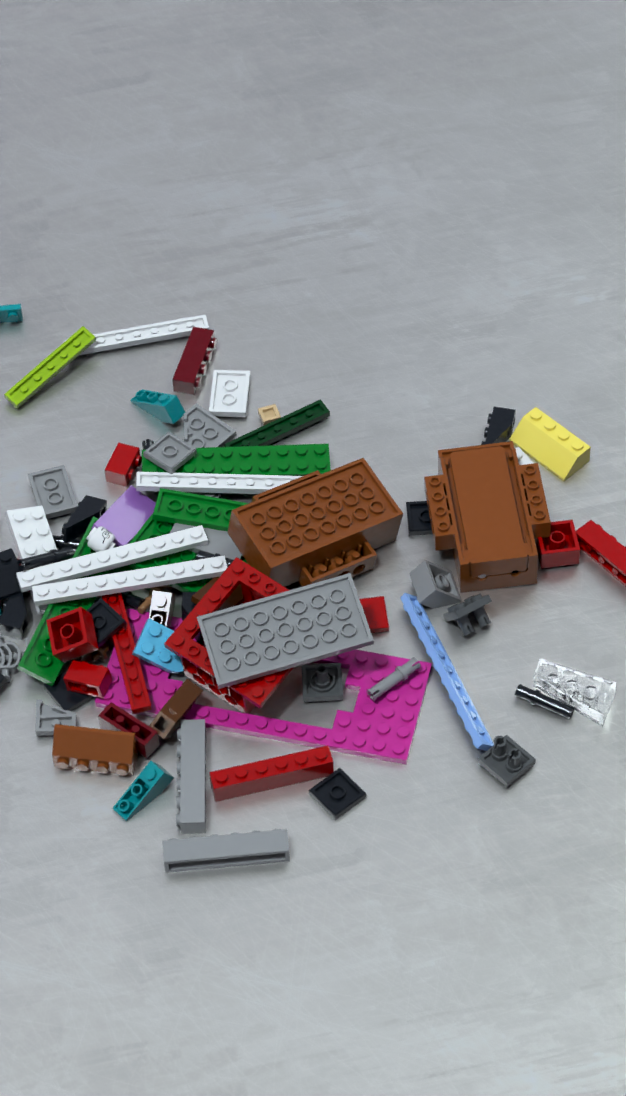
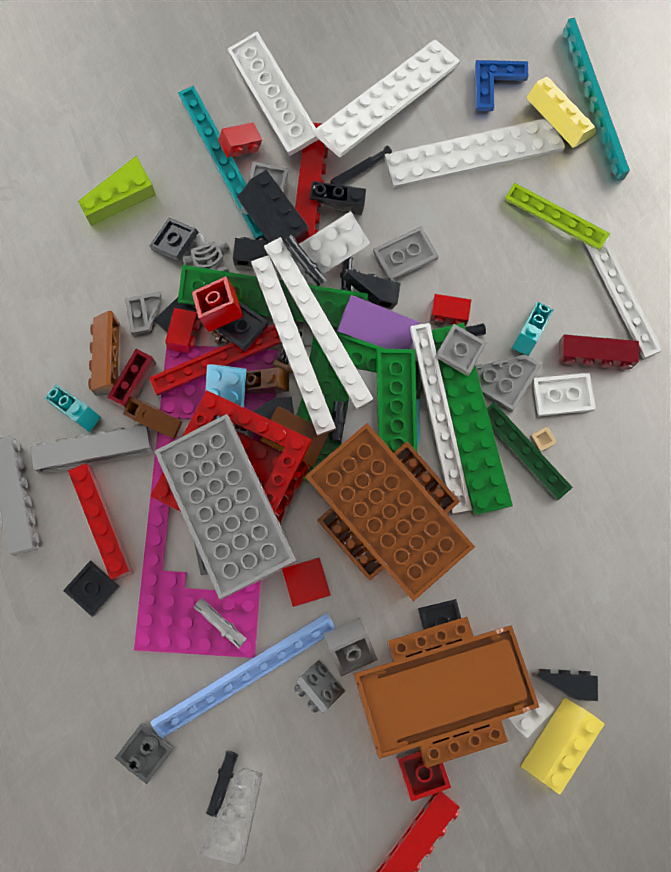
camera: 75 degrees right, 25 degrees up
(100, 539) = (336, 306): white head -> none

